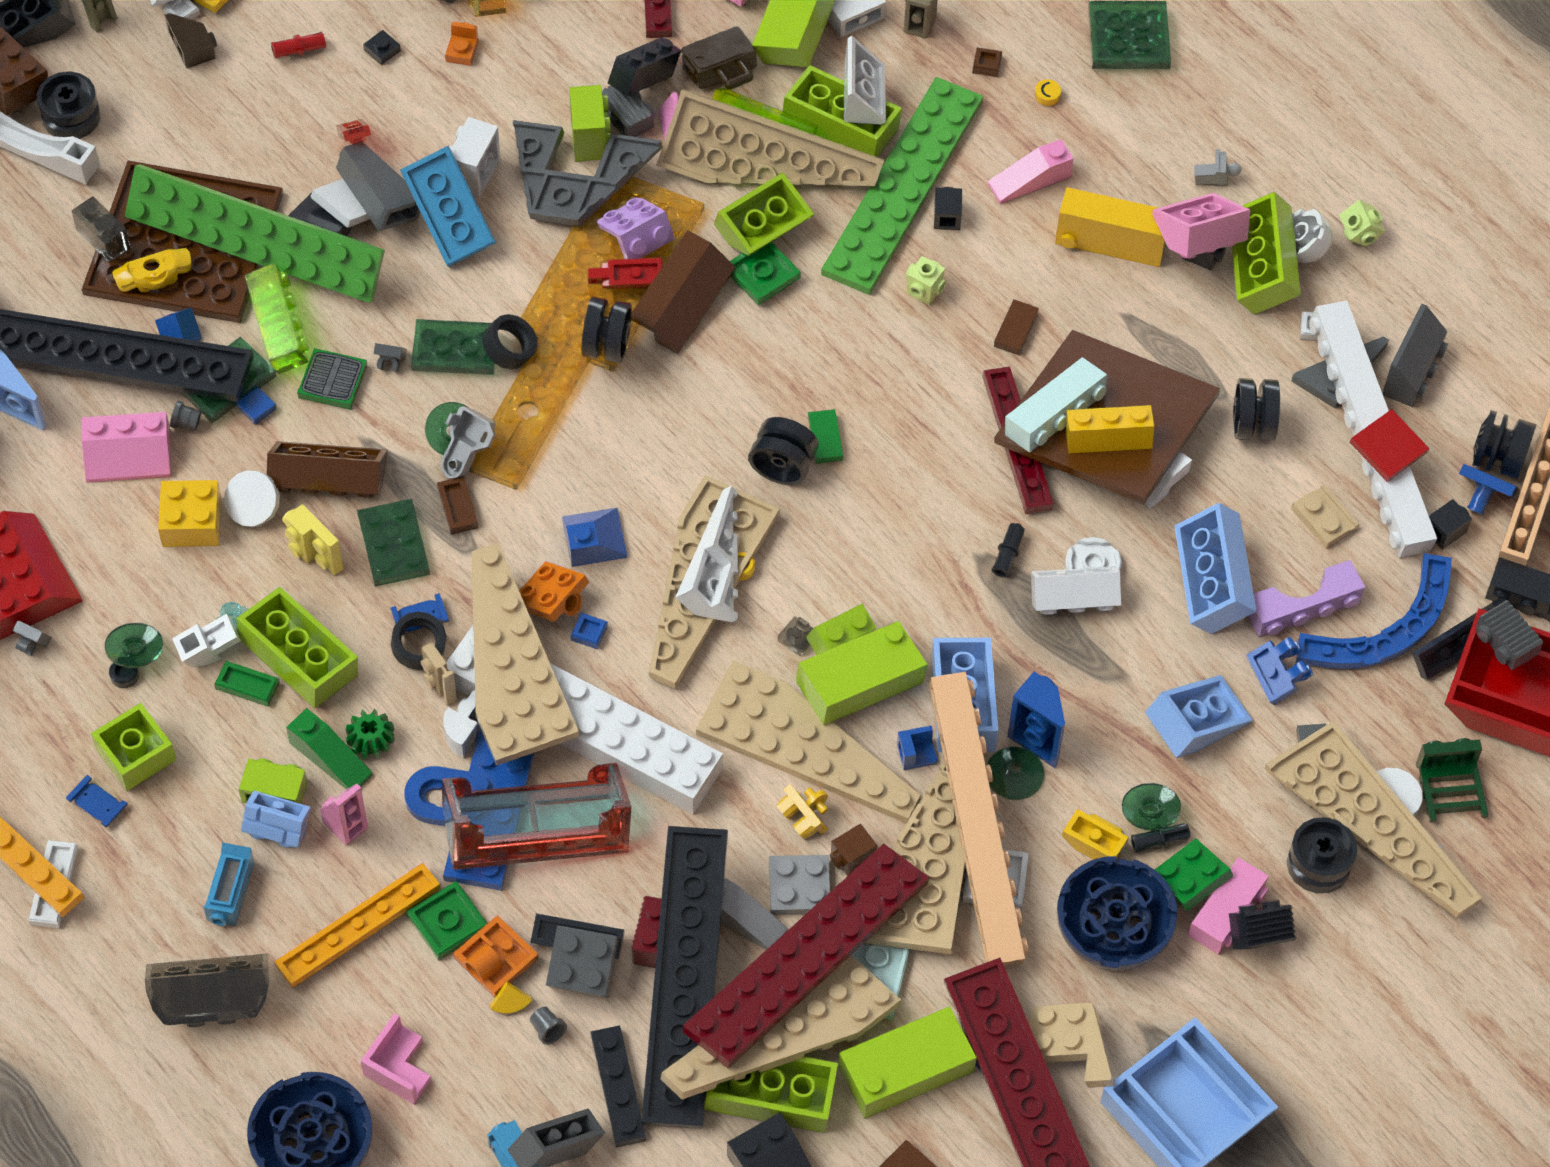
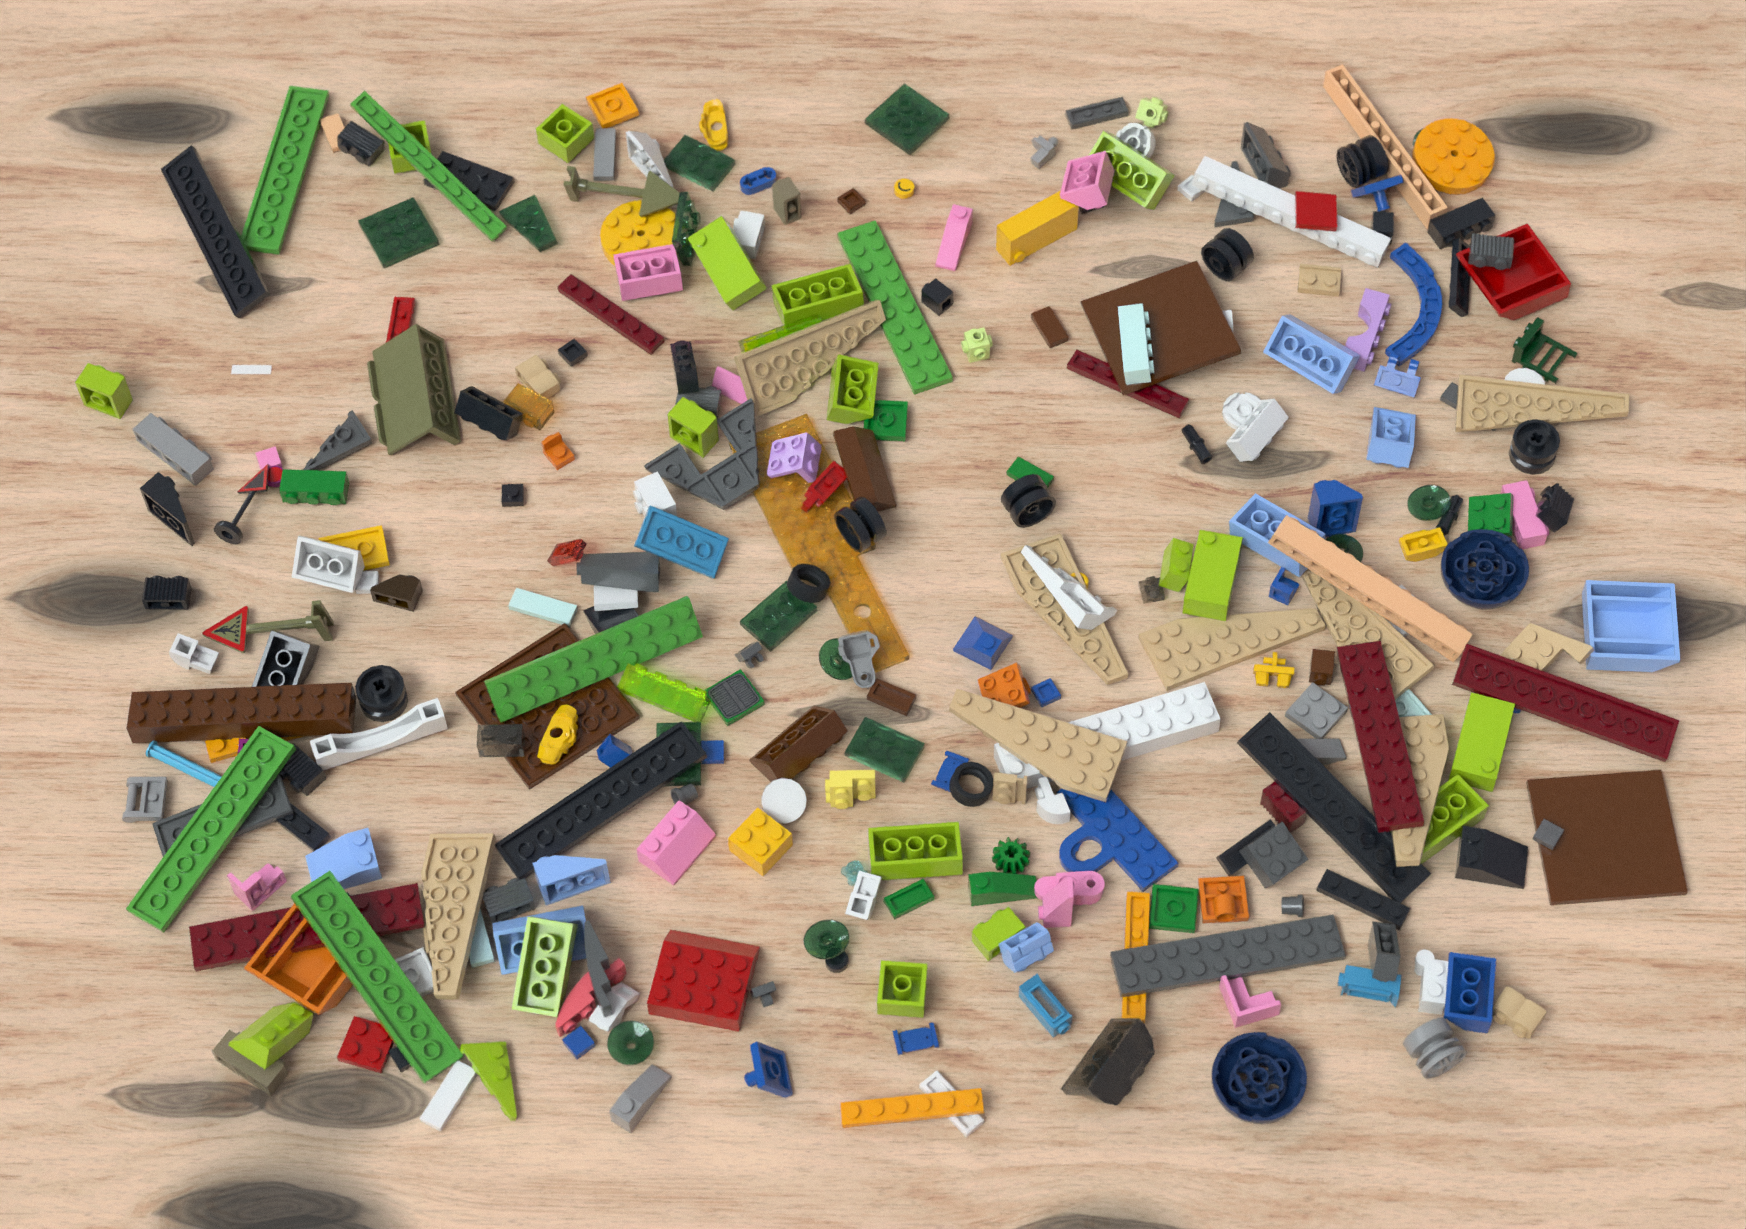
camera: 45 degrees left, 0 degrees up
(284, 159) = (542, 607): none -> light aqua tile
(298, 45) = (465, 537): red pin -> none
(382, 821) = (1081, 886): none -> bright pink piece
(433, 1006) = (1228, 954): none -> dark grey plate
(510, 999) = (1258, 913): yellow tile -> none
(537, 820) = (1157, 808): windscreen -> none
(720, 58) = (713, 326): dark brown piece -> none
(863, 85) = (817, 270): white slope -> none
(1109, 429) = (1180, 330): yellow brick -> none
(1314, 182) = (1096, 113): none -> dark grey tile

